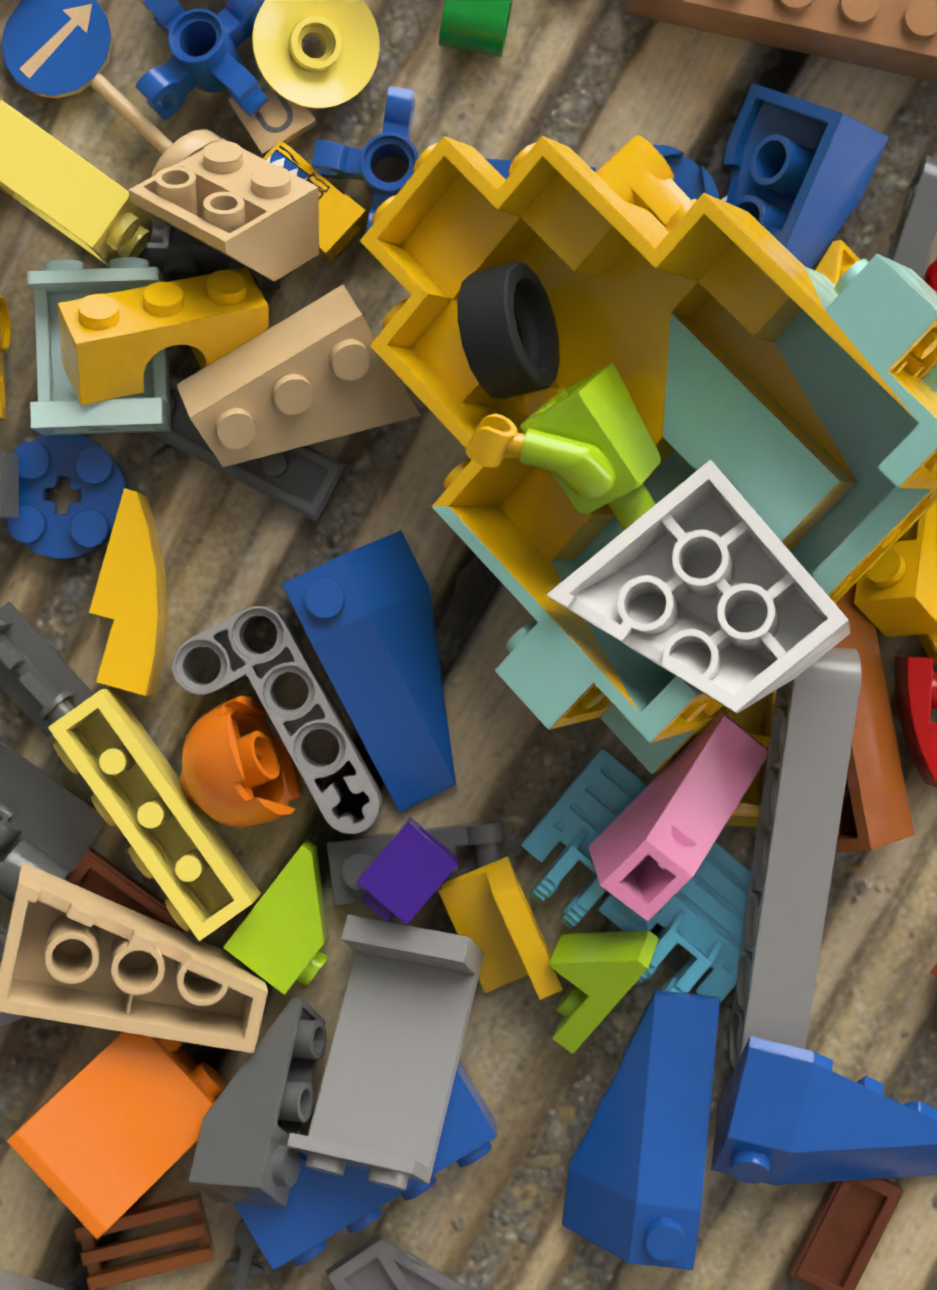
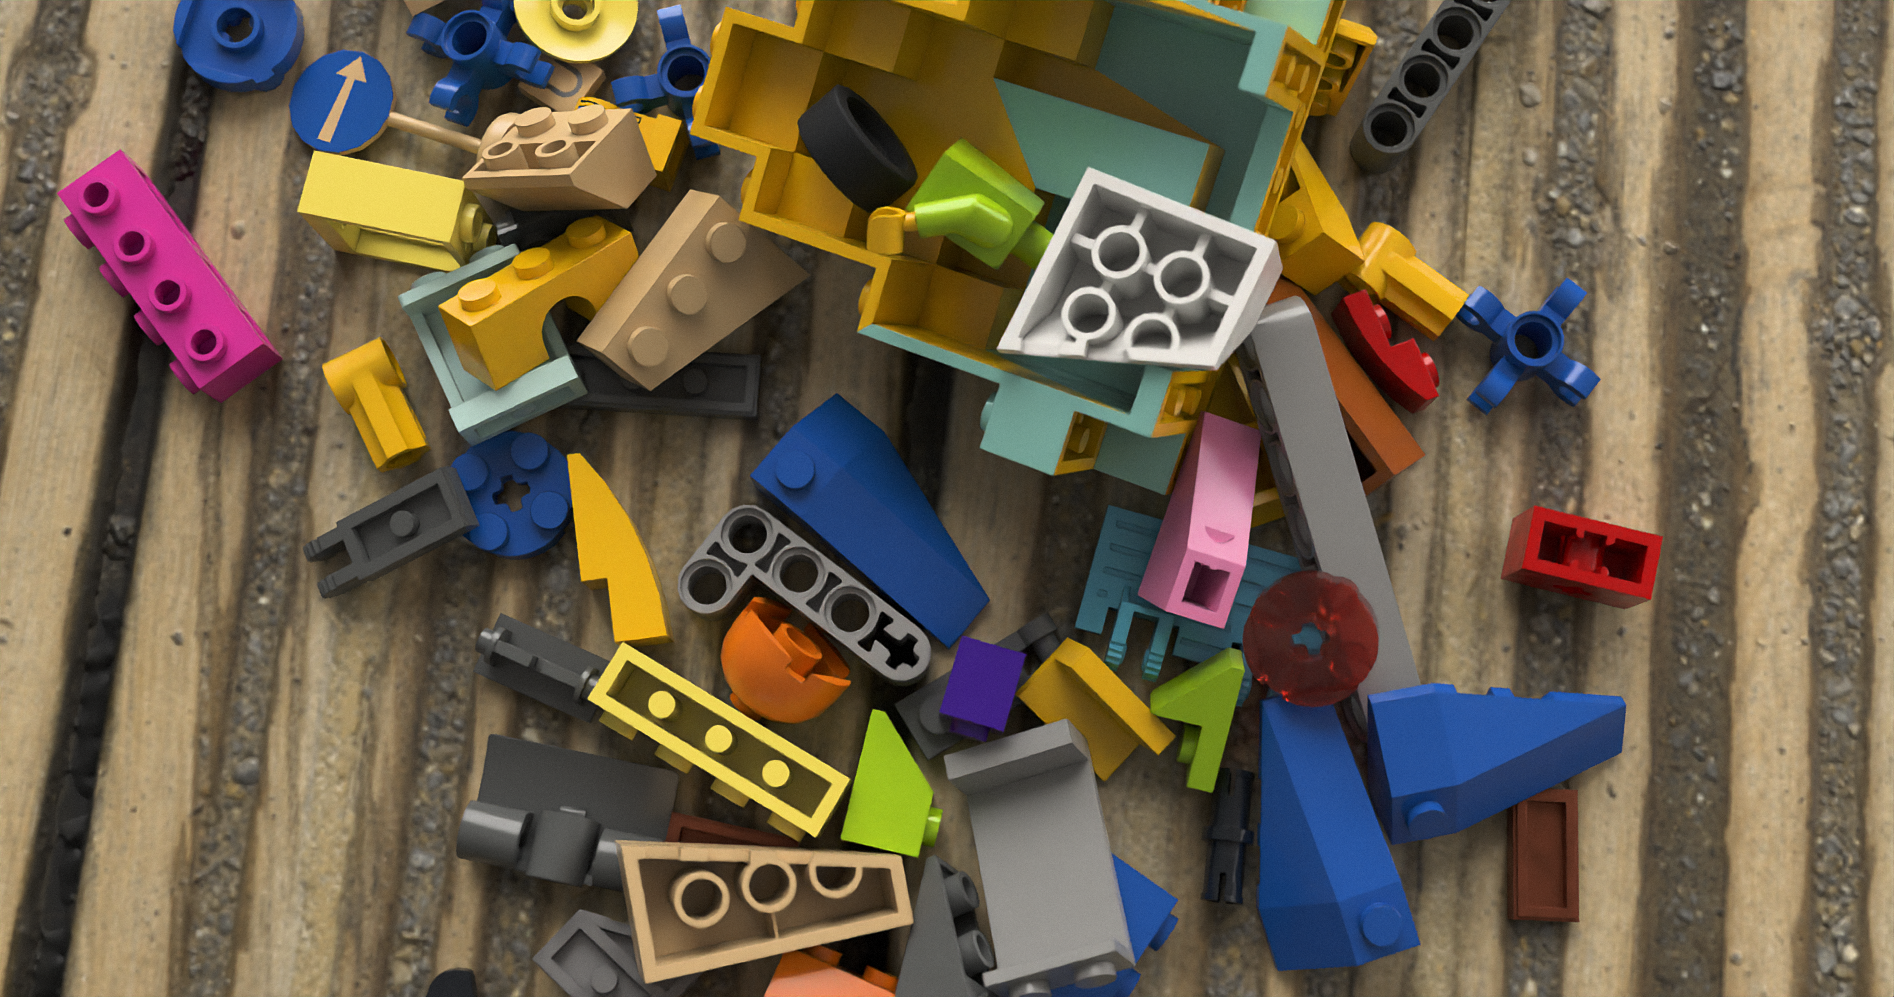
camera: 30 degrees left, 10 degrees down
(571, 1093) = (1228, 837): none -> black pin
(750, 941) = (1288, 667): none -> clear red plate

